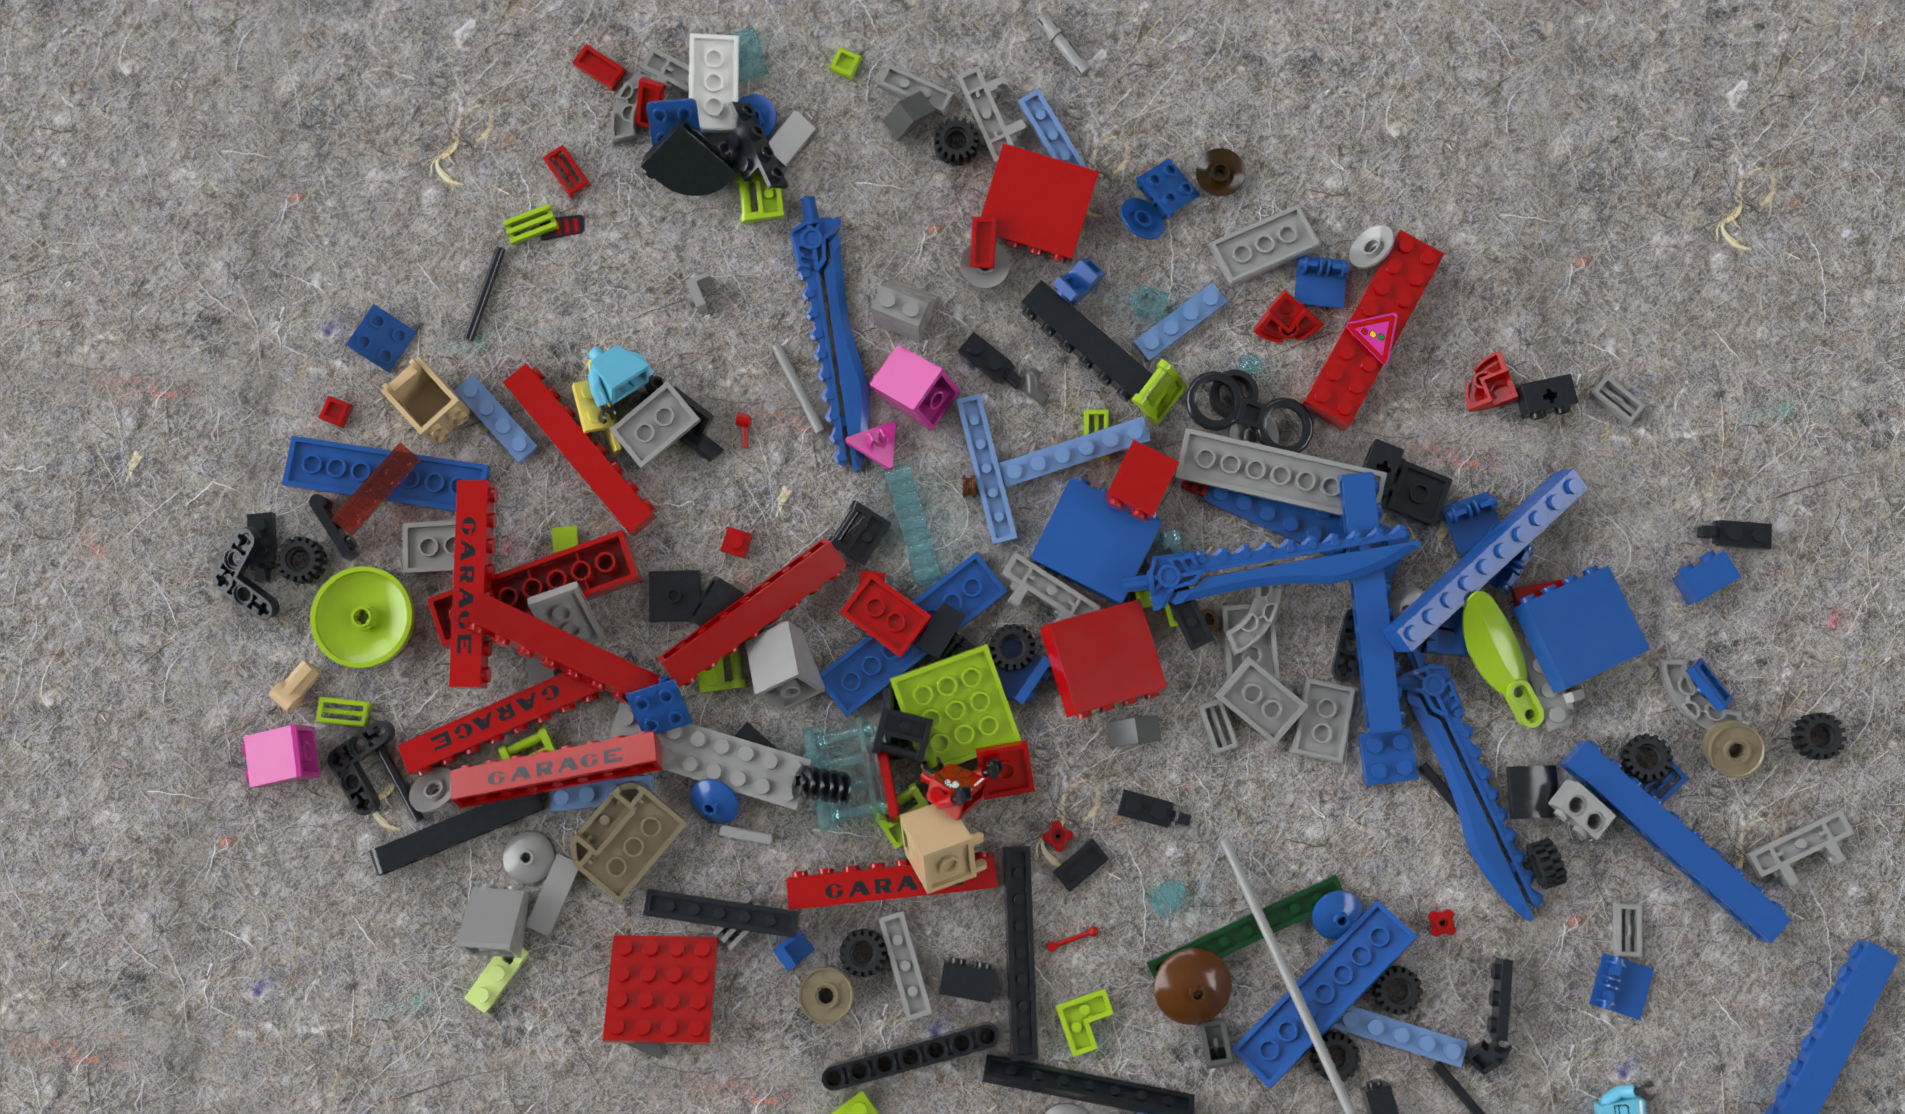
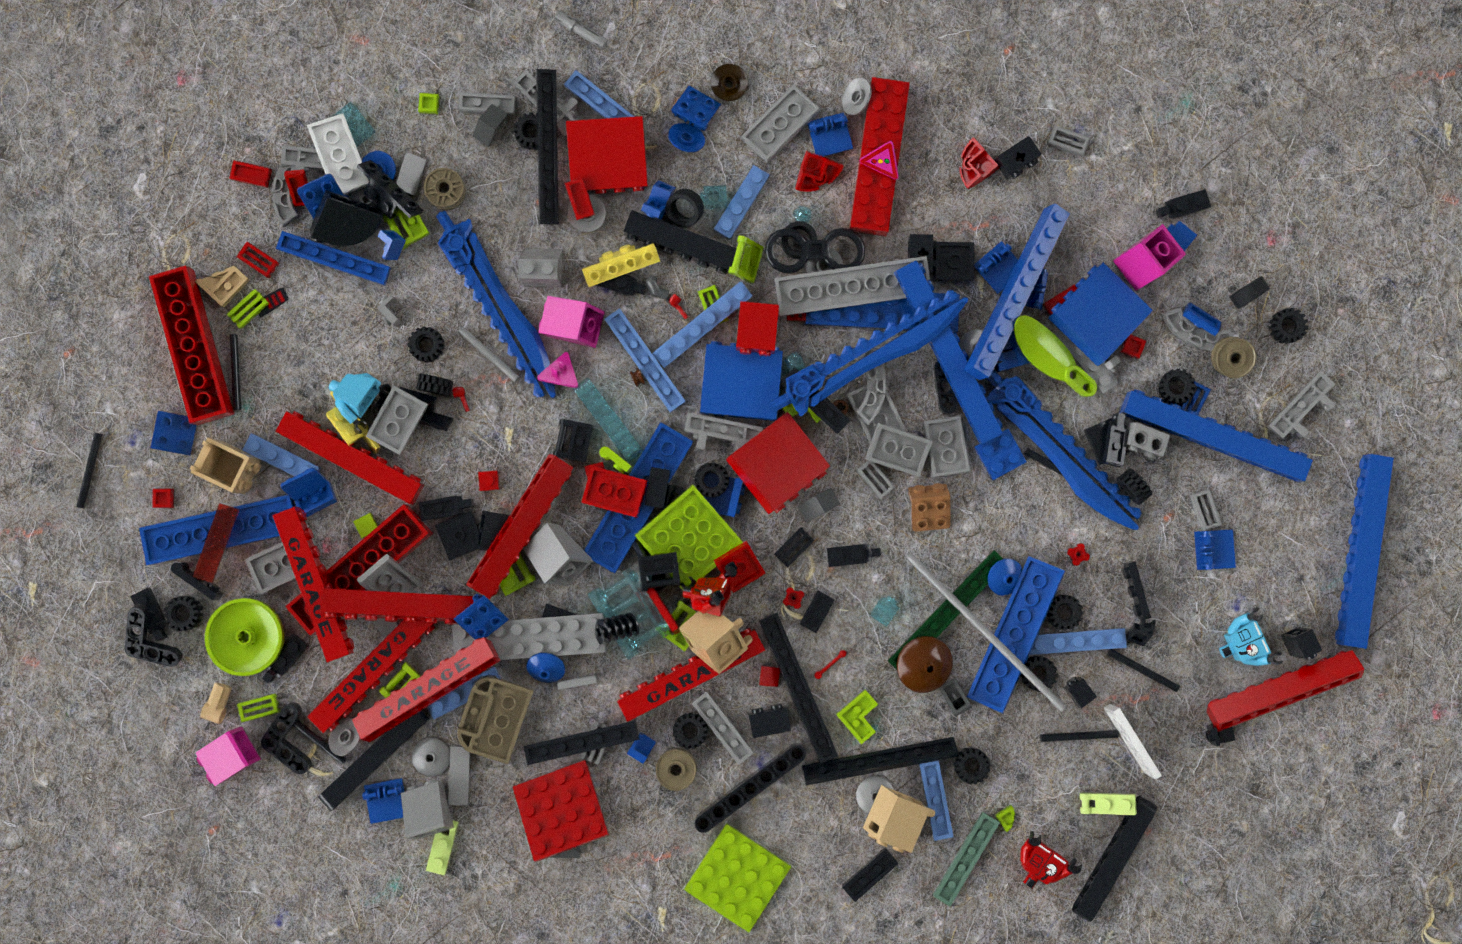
camera: 25 degrees left, 5 degrees up
(262, 344) = (89, 470): none -> black bar
(410, 659) = (290, 653): none -> black hinge
(445, 242) = (191, 345): none -> red brick
(448, 888) = (384, 800): none -> blue hinge
(514, 185) = (224, 285): none -> tan wing
(514, 470) = (310, 491): none -> blue bracket
(657, 203) = (333, 258): none -> blue plate
(668, 554) = (443, 507): none -> black hinge
(717, 400) = (434, 385): none -> black tyre
(723, 333) = (437, 344): none -> black tyre
(736, 212) = (393, 244): none -> blue panel
(821, 156) = (440, 178): none -> dark tan wheel
(906, 583) = (620, 464): none -> lime plate
(968, 166) = (547, 146): none -> black tile
(989, 923) = (769, 676): none -> red slope
(1002, 339) = (620, 263): none -> light yellow bracket
(1050, 411) = (674, 301): none -> red hand
(1091, 305) = (675, 216): none -> black tyre
(1103, 763) = (782, 558): none -> black tile
(1274, 789) = (930, 507): none -> medium nougat bracket
(1543, 797) = (1116, 441): none -> black hinge
(1608, 686) = (1133, 346): none -> red tile
(1670, 581) = (1149, 257): none -> dark pink slope
(1783, 674) = (1249, 292): none -> black tyre

